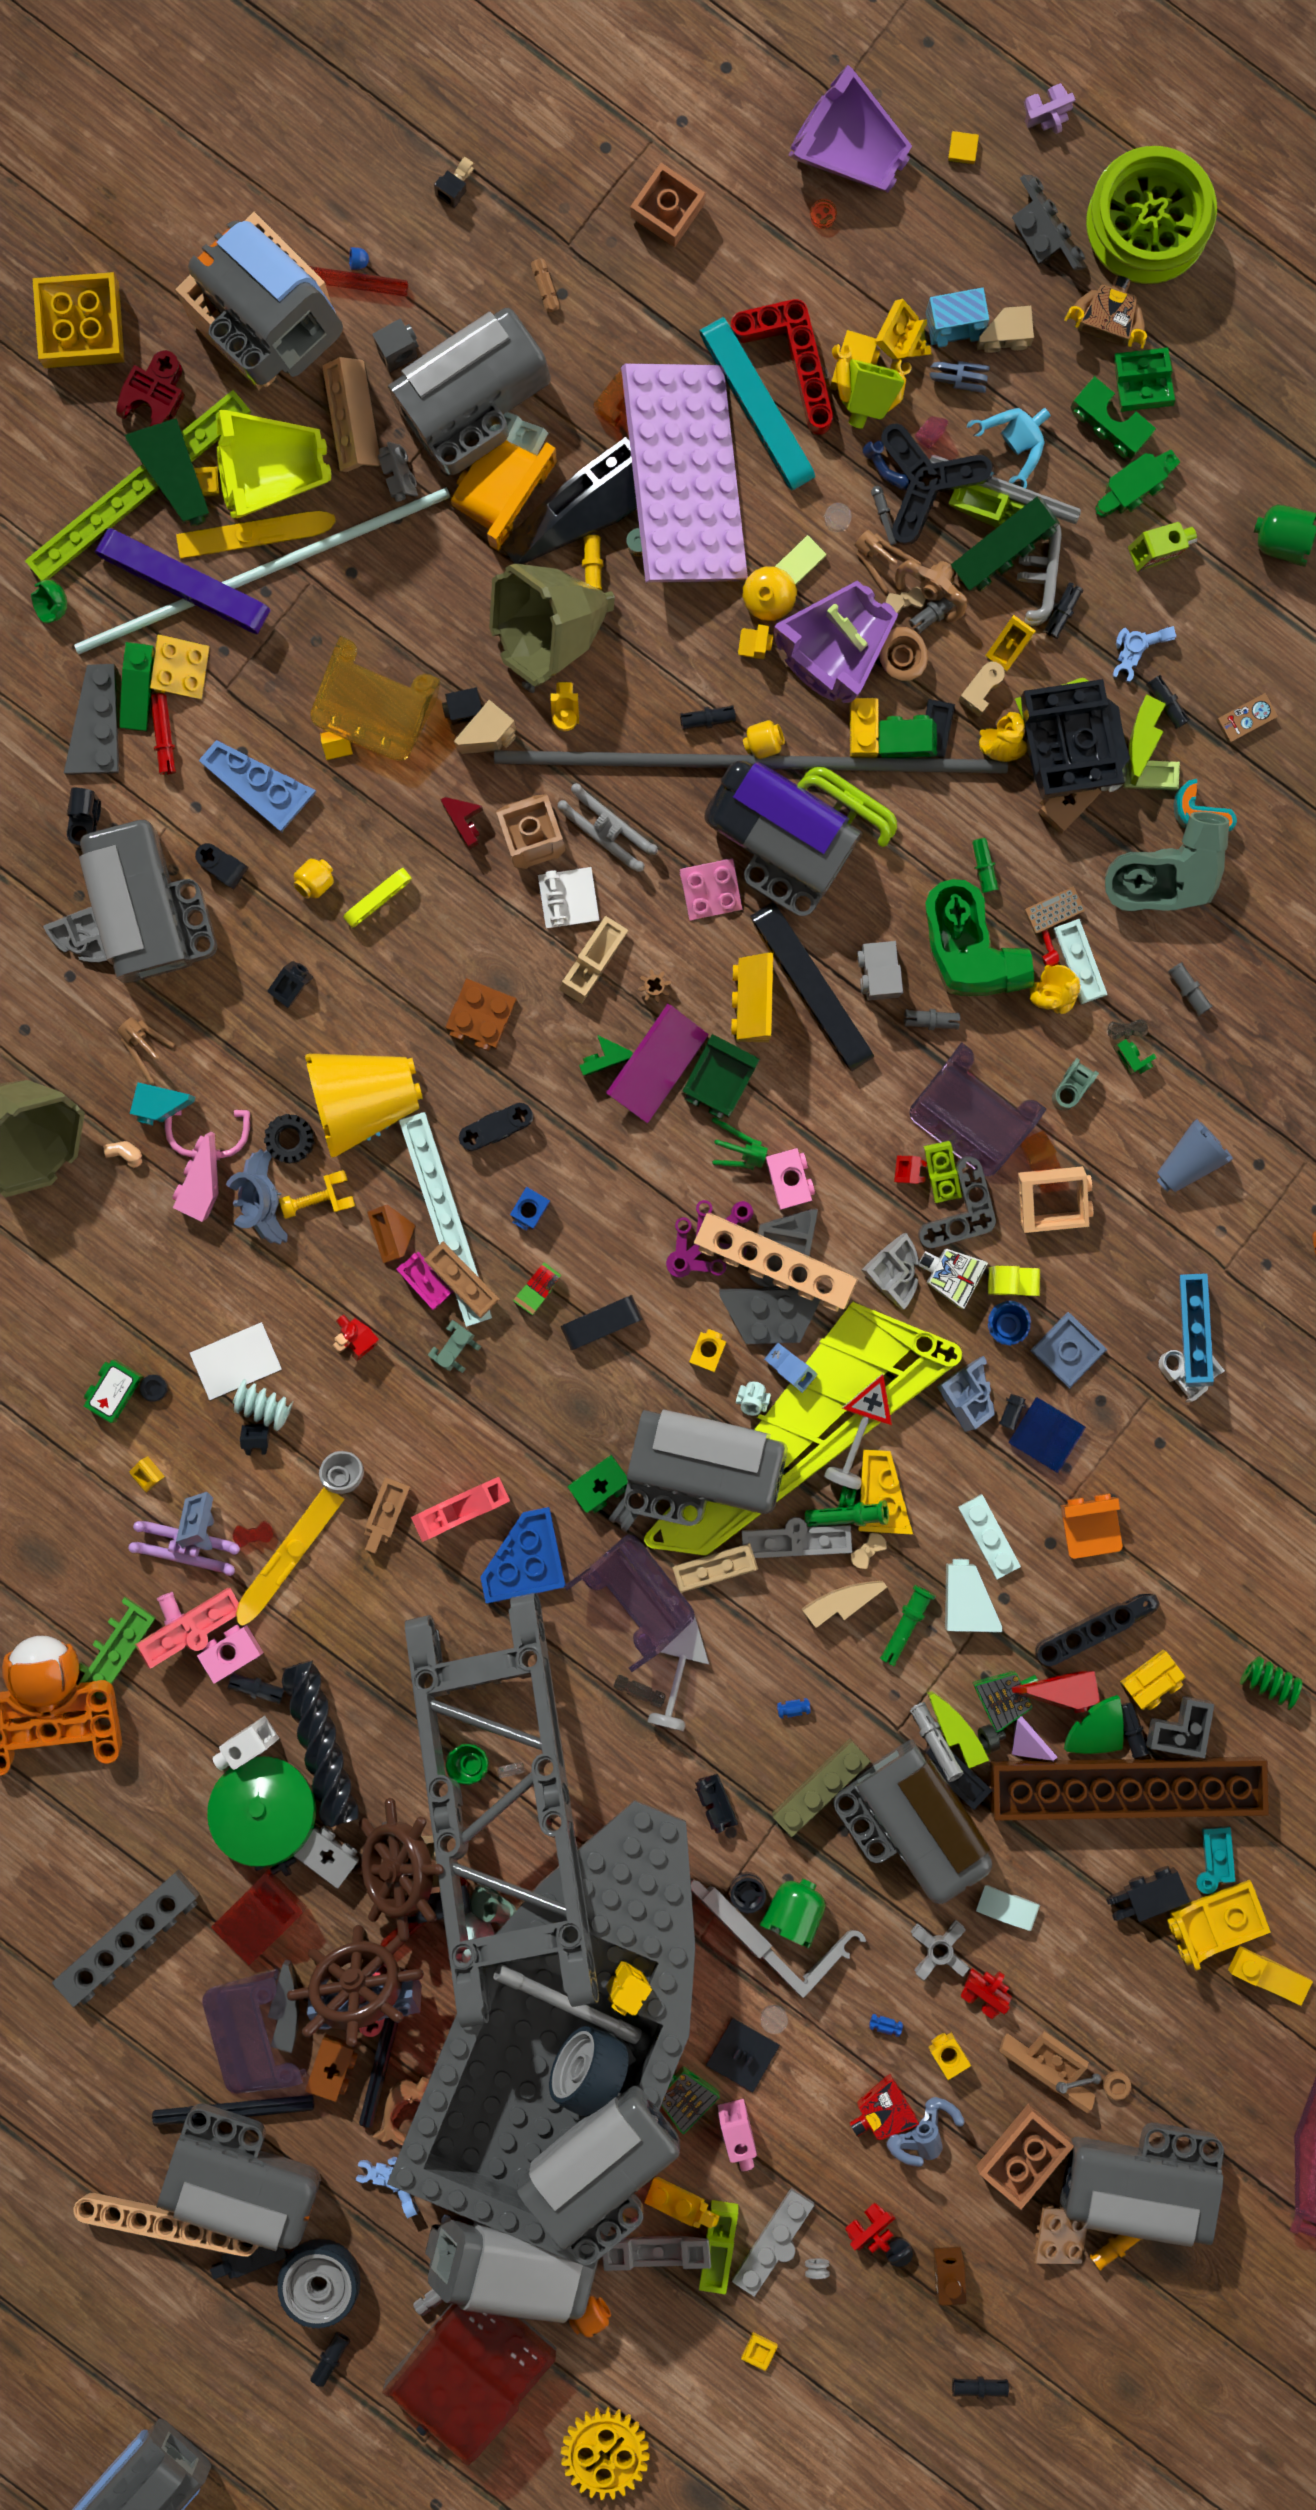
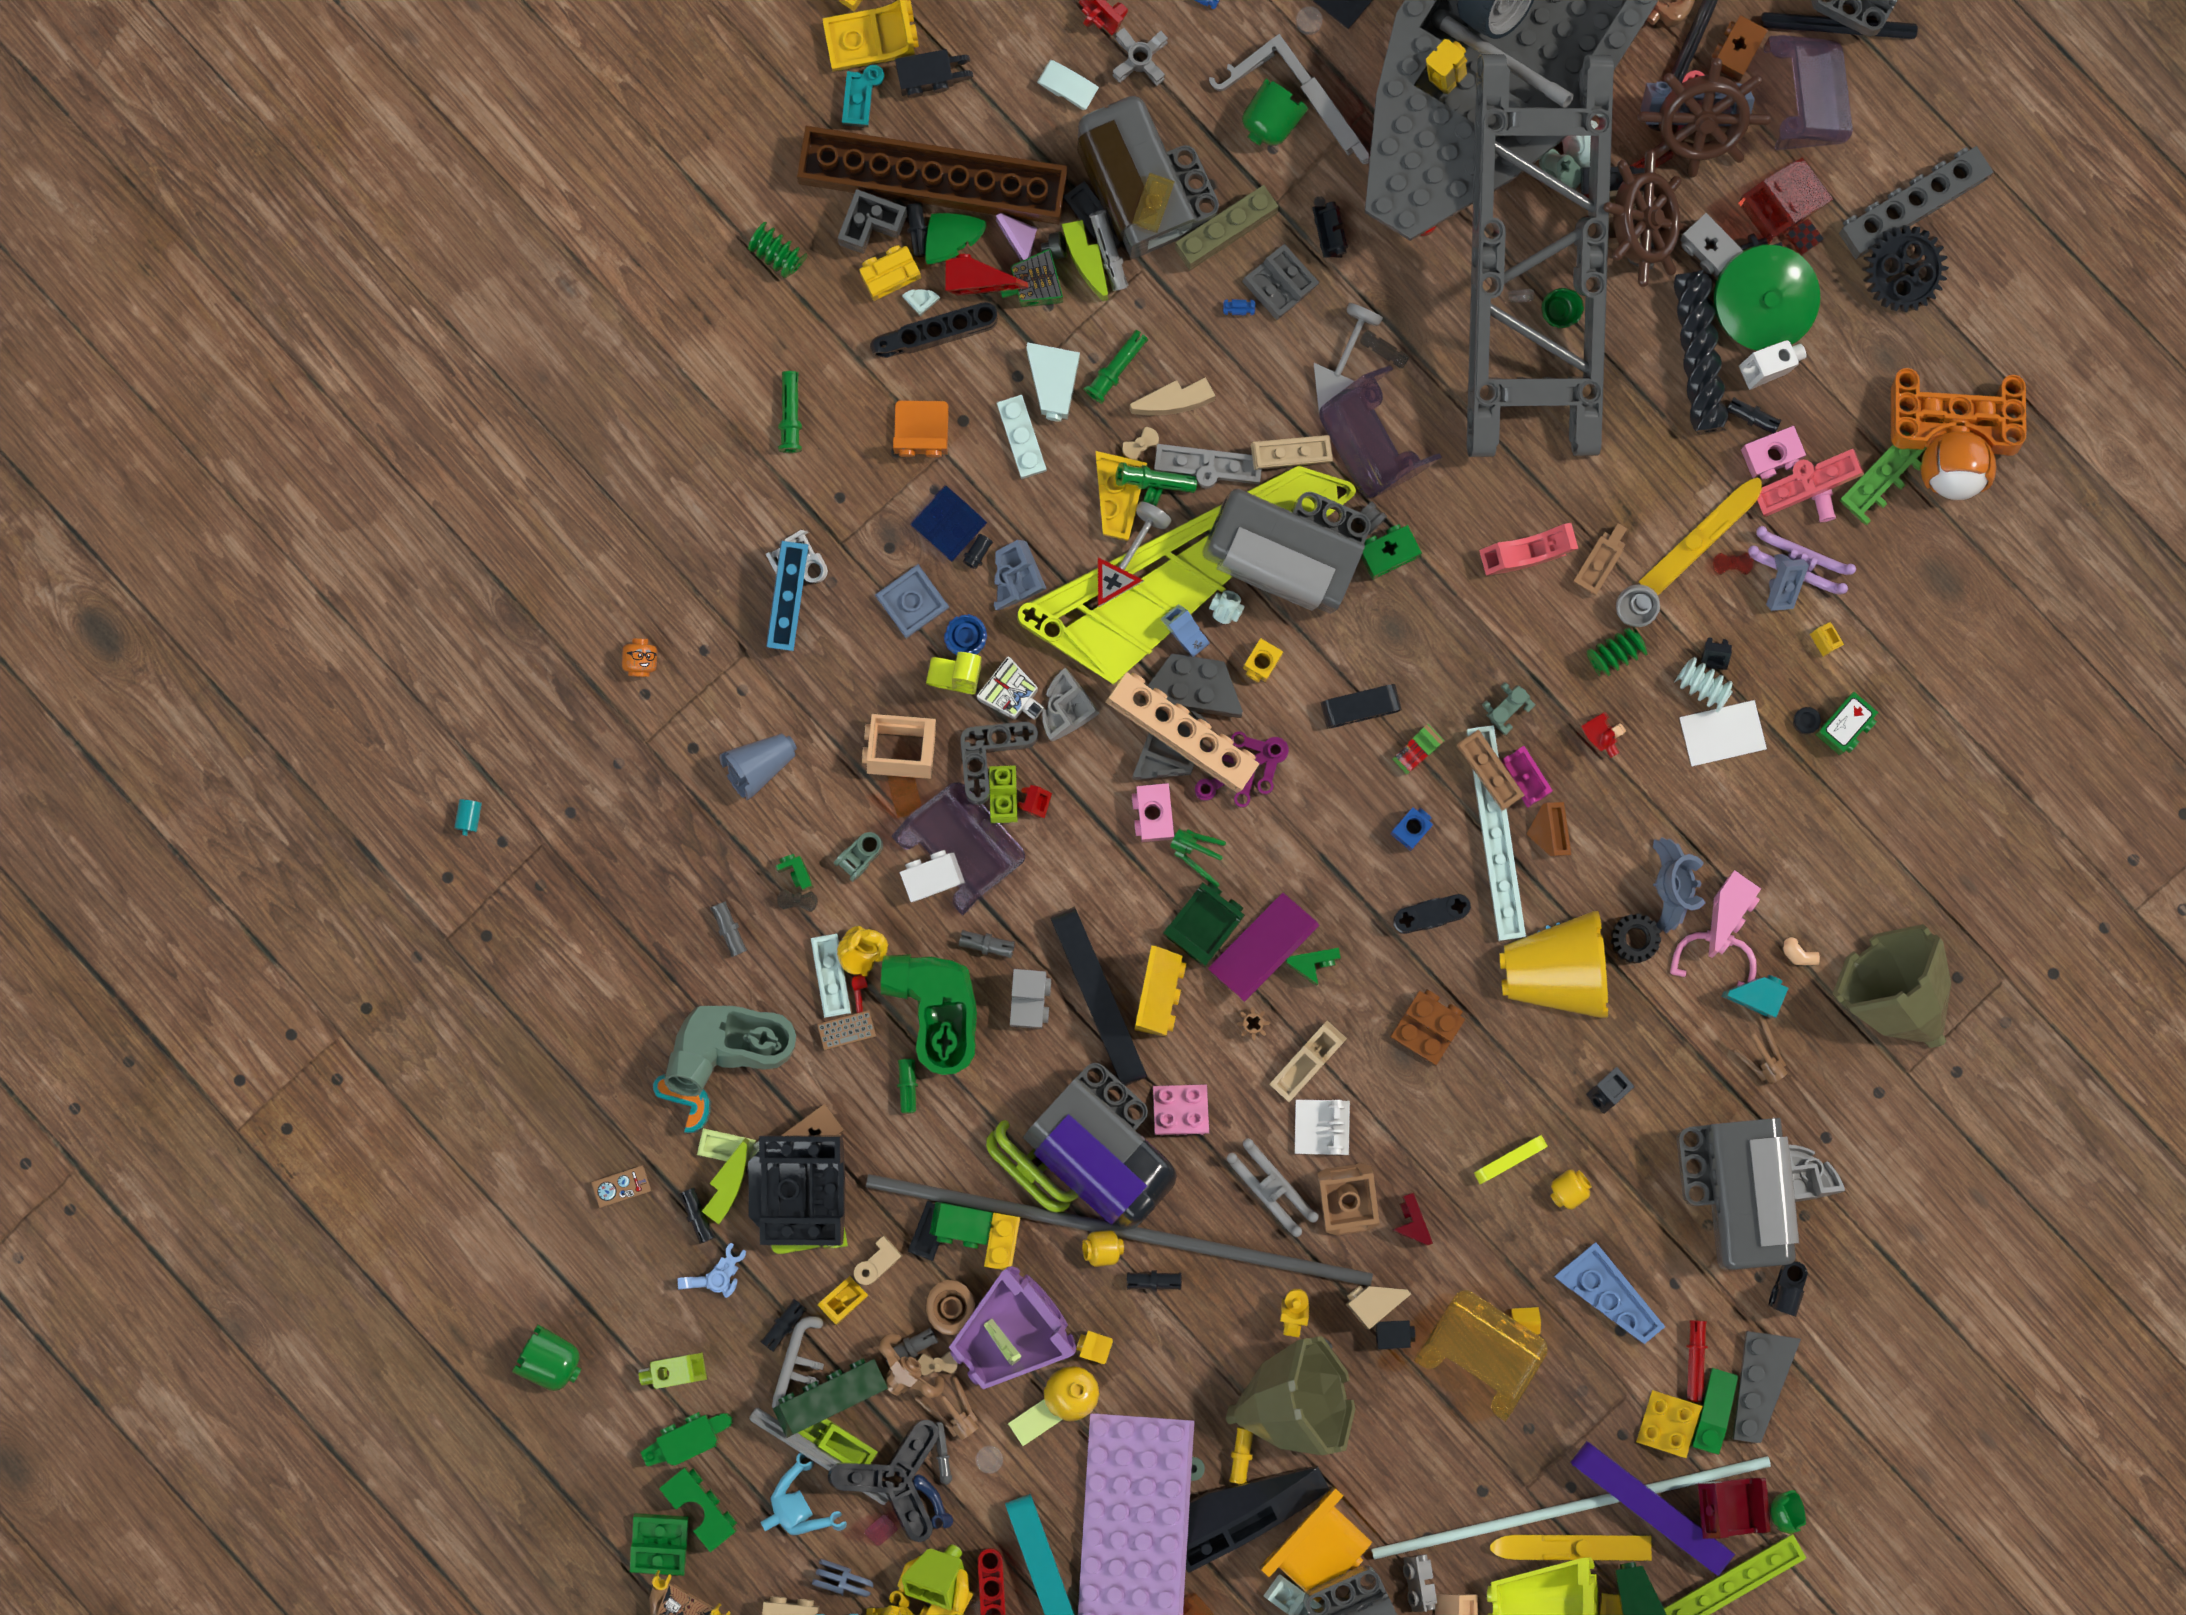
camera: 170 degrees left, 5 degrees down
(103, 595) = (1734, 1507): none -> dark red panel
(139, 1885) = (1895, 247): none -> black gear
(224, 867) = (1655, 1215): black piece -> none
(233, 1883) = (1804, 237): none -> tile
(285, 2010) = (1774, 107): dark grey slope -> none
(290, 1206) = (1645, 872): yellow bar -> none
(354, 1422) = (1616, 651): none -> green piece
(526, 1560) = (1473, 491): blue plate -> none
(747, 1892) = (1314, 141): black wheel -> none
(756, 1742) = (1280, 282): none -> dark grey slope
(902, 1793) = (1153, 202): none -> clear yellow plate
(999, 1075) = (932, 876): none -> white piece
(1006, 741) = (865, 1204): yellow hair -> none
(1116, 1659) = (920, 300): none -> light aqua tile
(1225, 1506) = (790, 425): none -> green pin

